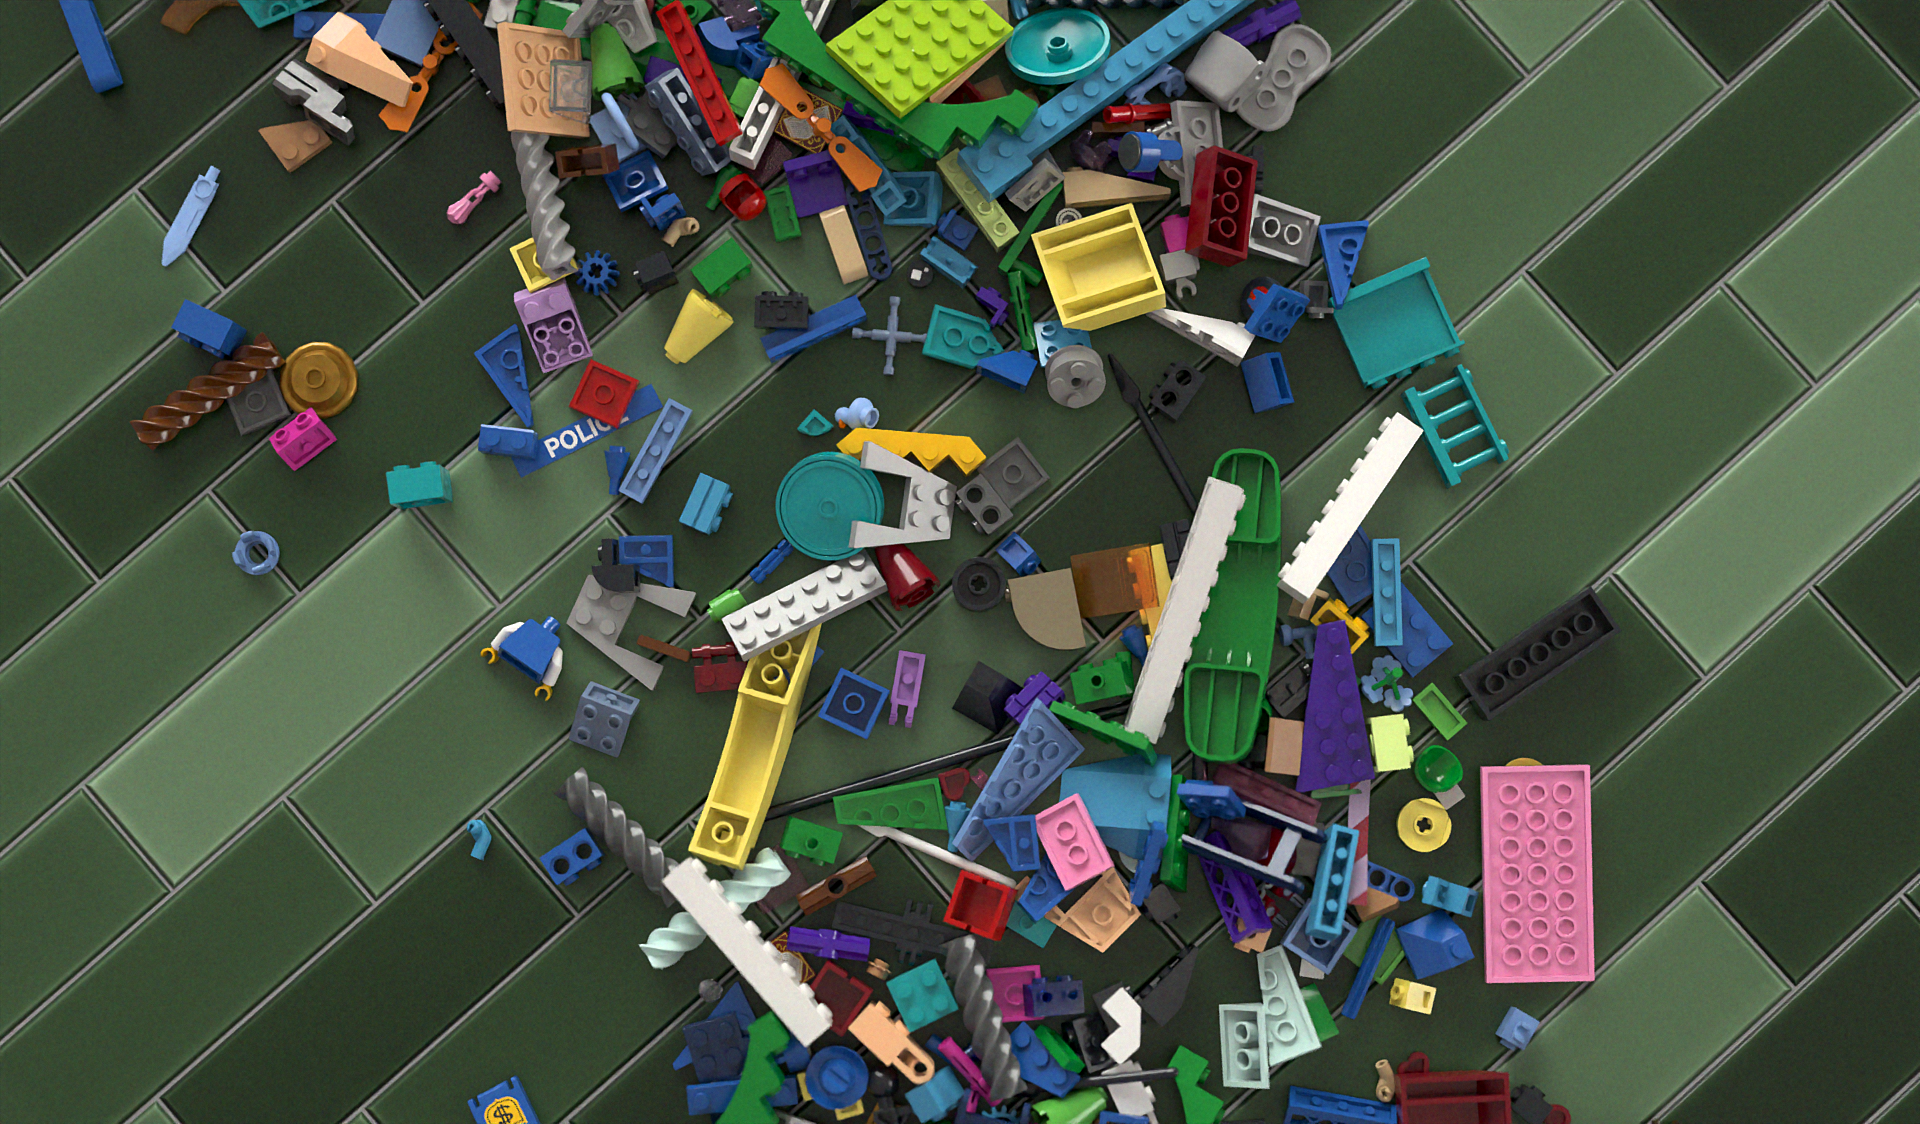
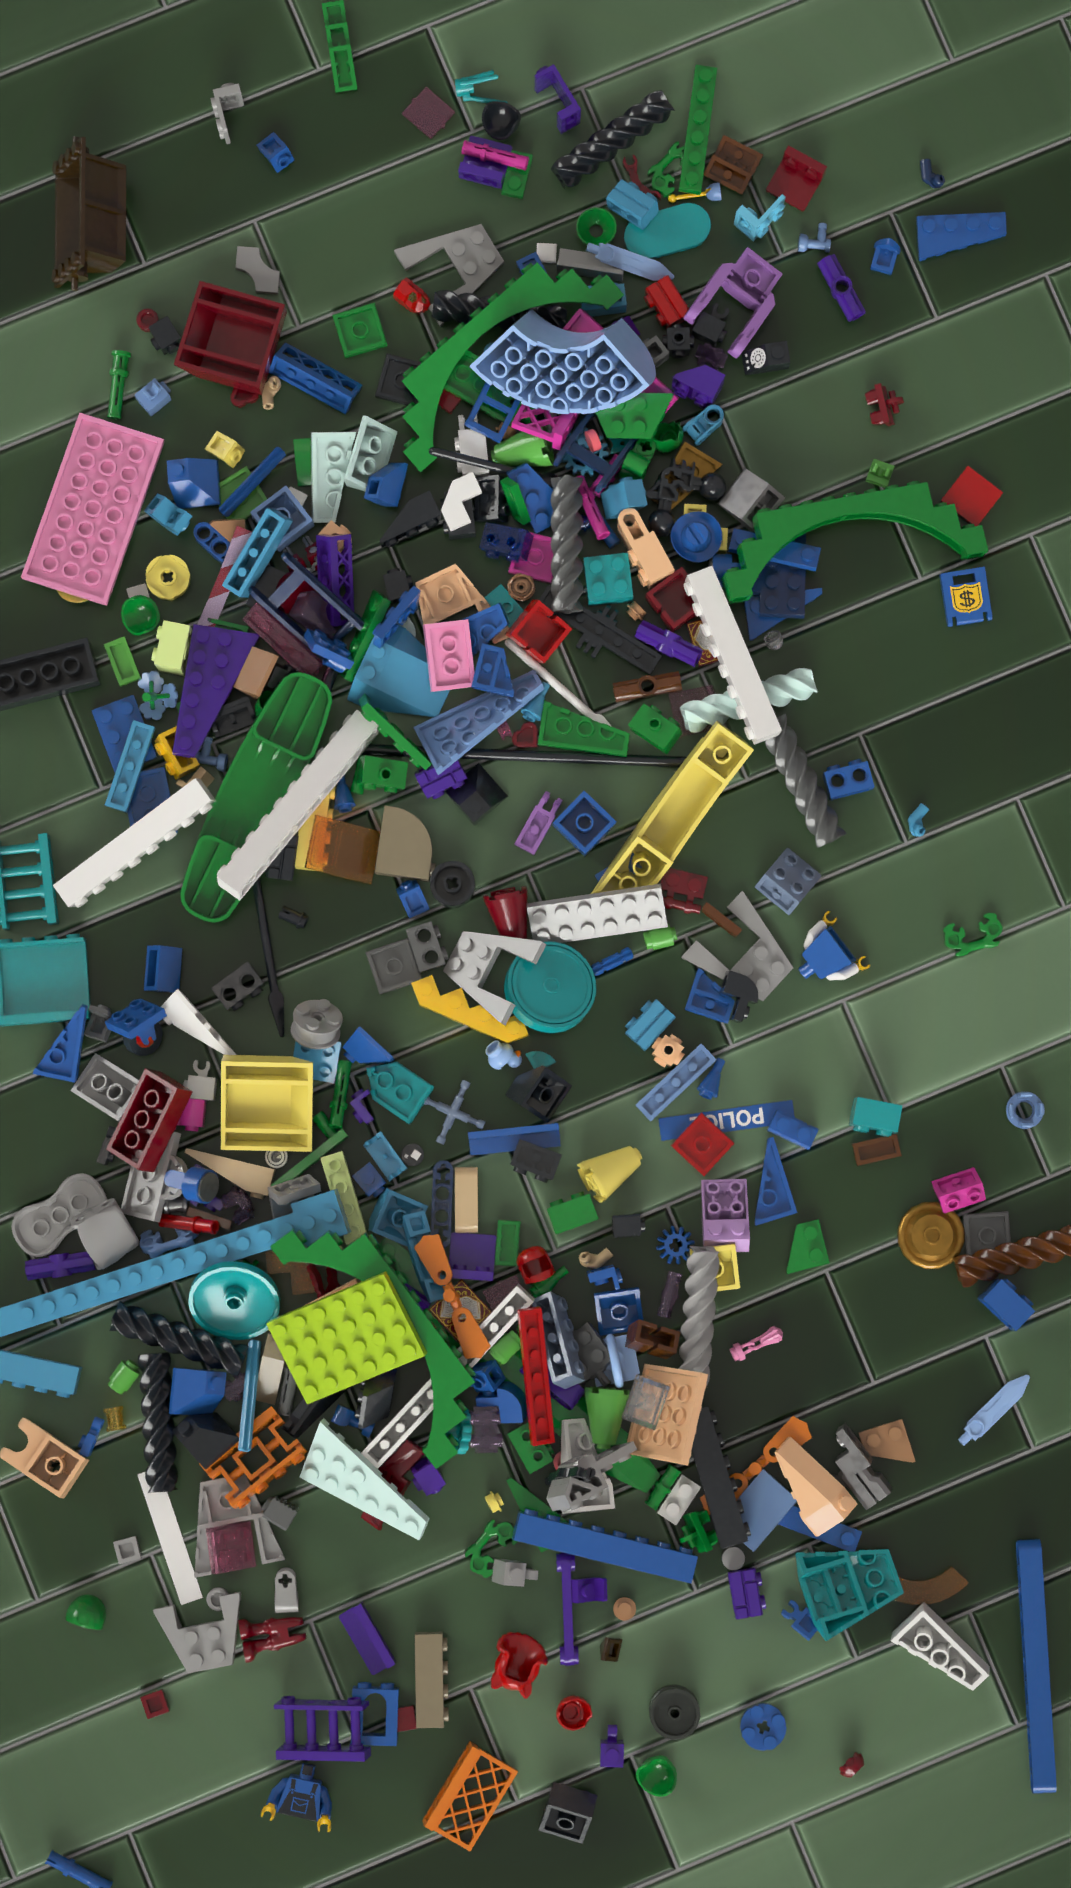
camera: 160 degrees left, 0 degrees up
(357, 744) = (954, 939): none -> green helmet
(410, 451) = (876, 1150): none -> reddish brown tile
(451, 320) = (807, 1248): none -> green wing
(585, 218) = (669, 1294): none -> clear purple pin
(682, 488) = (661, 1057): none -> light nougat brick
(803, 387) = (539, 1092): none -> black slope
(1027, 954) = (521, 580): none -> medium nougat plate
(1141, 489) = (294, 917): none -> black pin
(1213, 1018) = (386, 485): none -> blue slope
(1570, 1043) = (116, 372): none -> green pin

